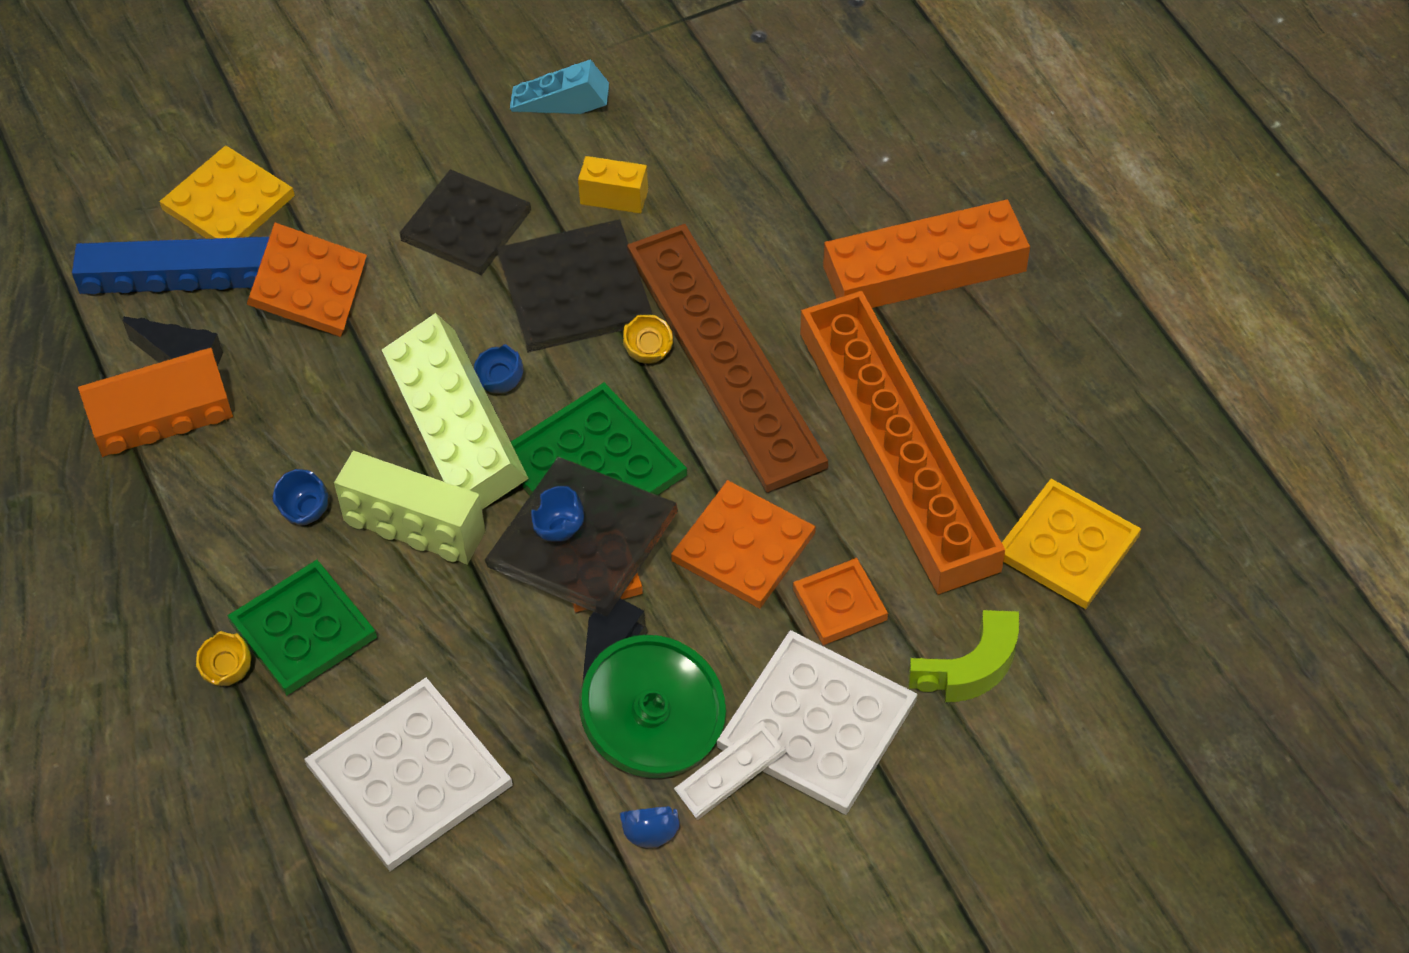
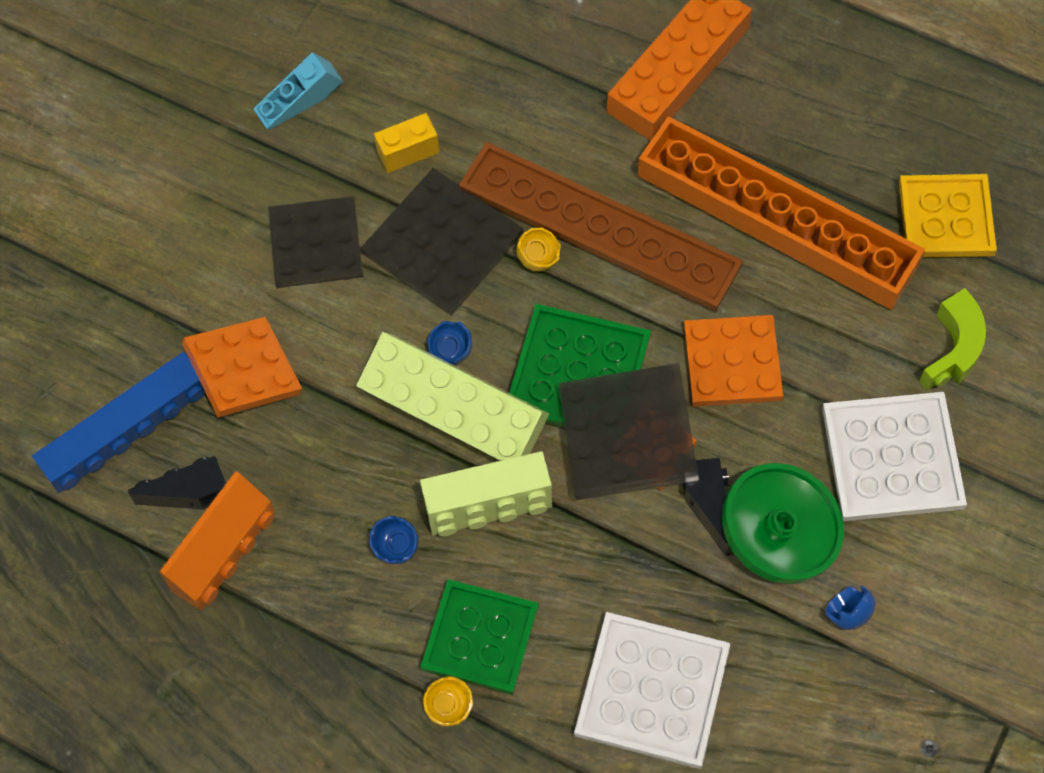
camera: 35 degrees left, 10 degrees up
(227, 197) = (109, 340): yellow plate -> none
(558, 515) = (612, 428): blue hair -> none
(730, 770) = (870, 532): white tile -> none
(840, 601) = (835, 359): orange plate -> none

